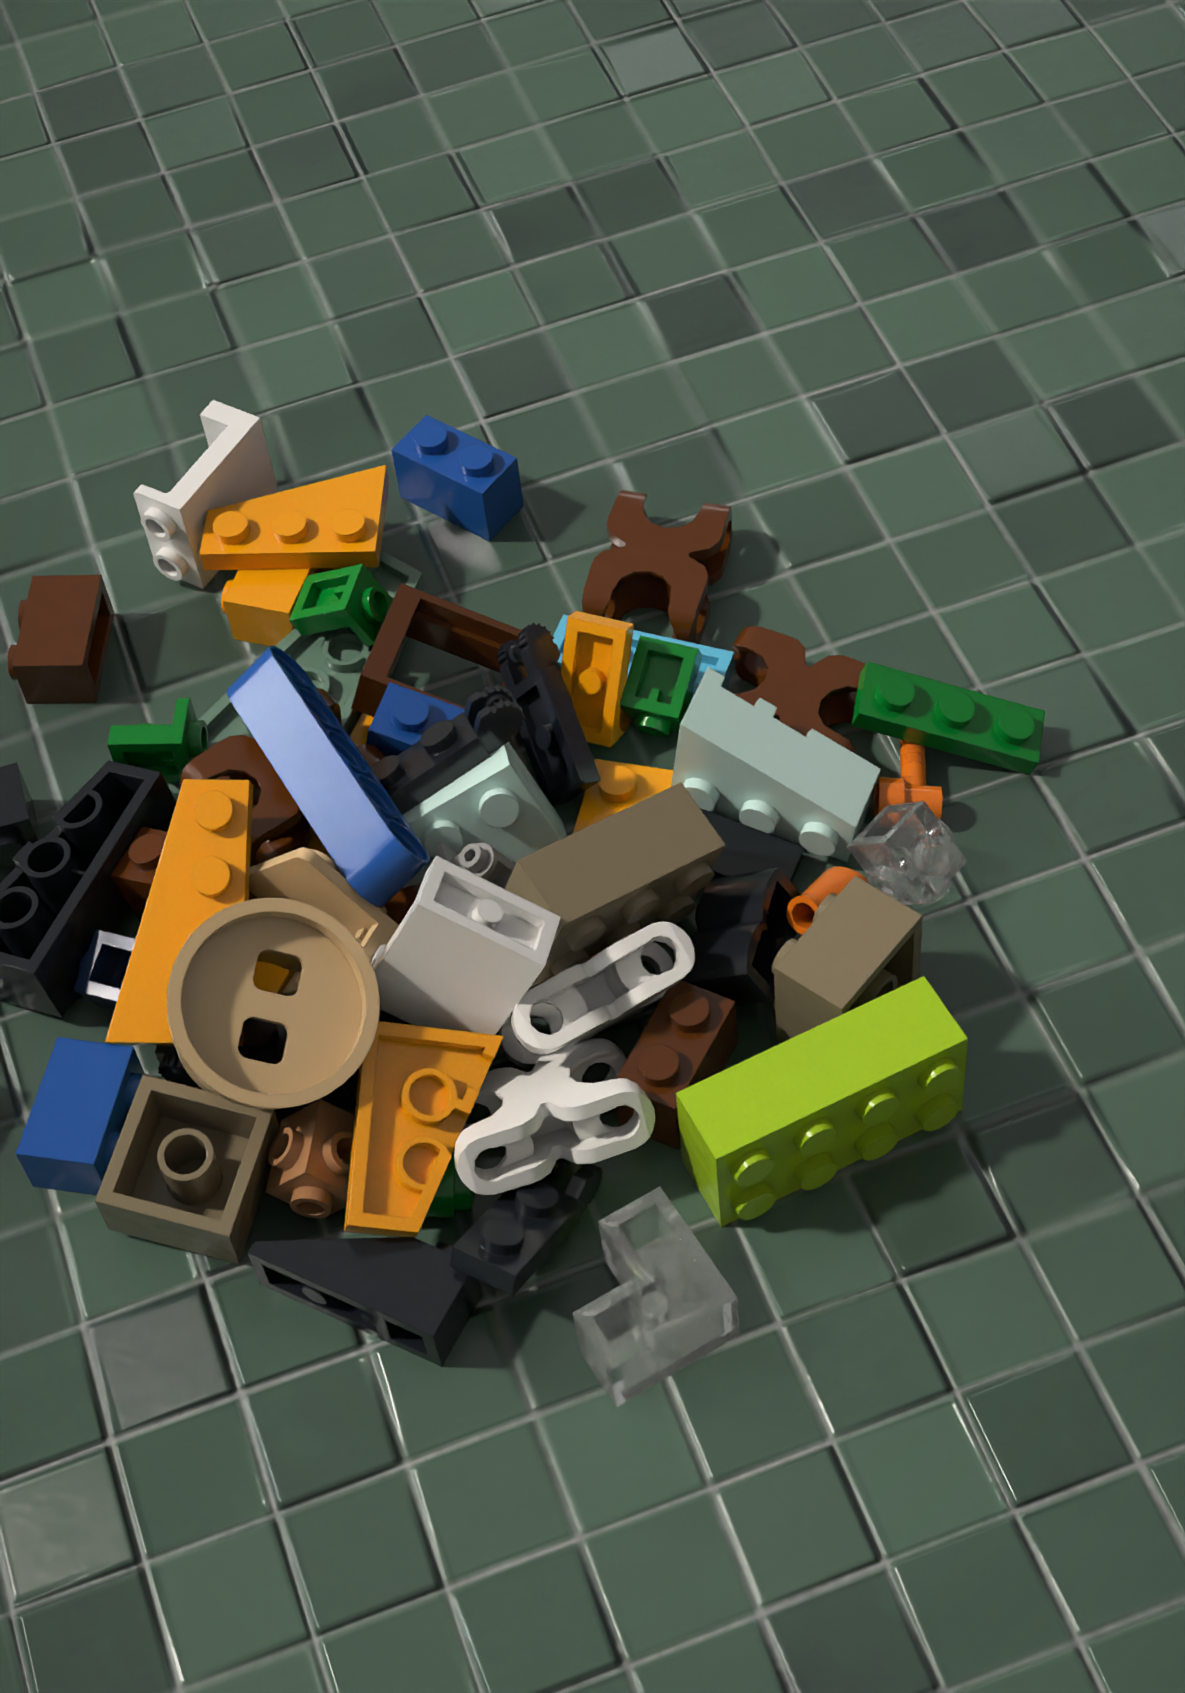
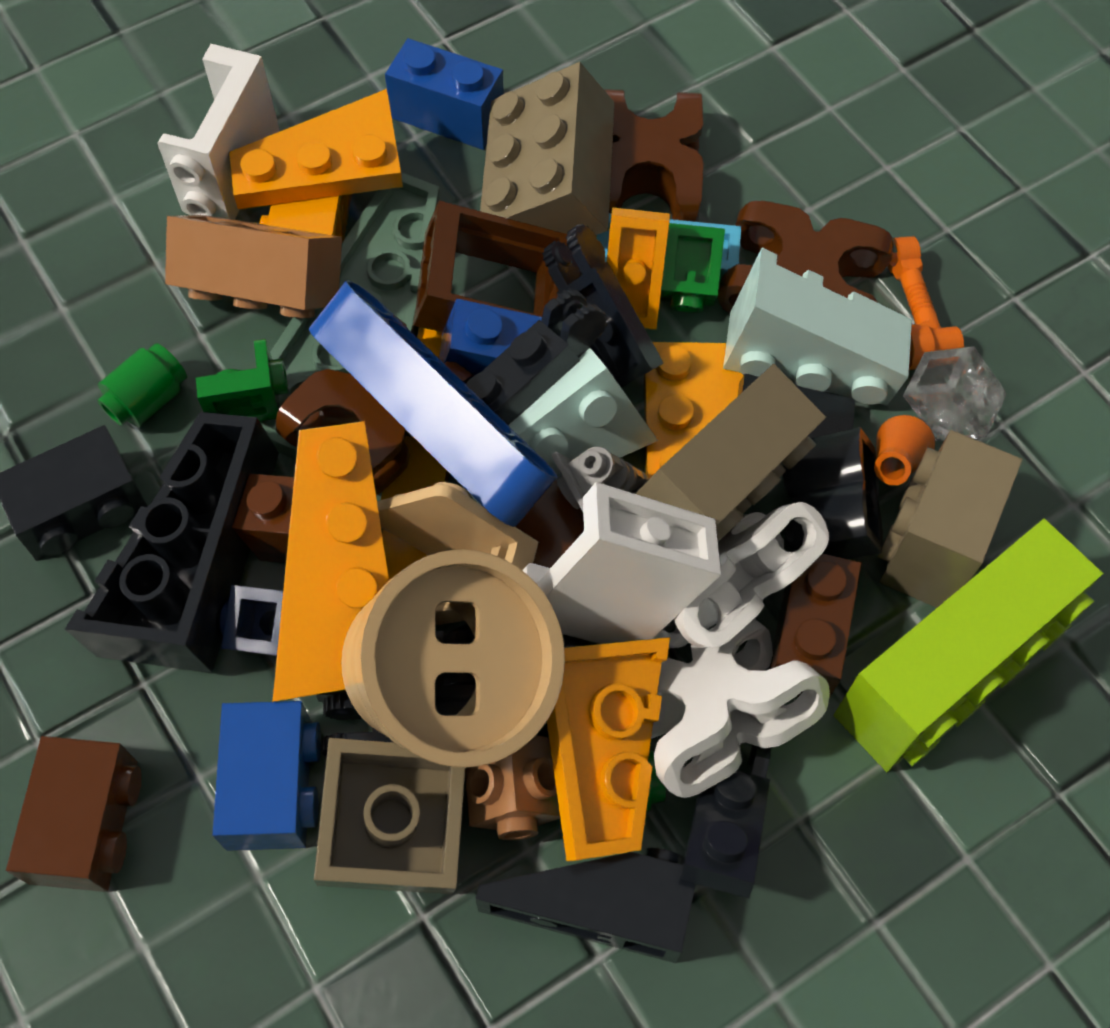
camera: 20 degrees left, 10 degrees up
(62, 639) = (111, 292): reddish brown brick -> none
(65, 733) = (141, 385): none -> green brick
(198, 622) = (252, 263): none -> medium nougat brick
(342, 600) = (380, 223): green bracket -> none
(542, 548) = (551, 153): none -> dark tan brick
(668, 1303) = (888, 863): clear brick -> none
(948, 718) = (945, 263): green plate -> none

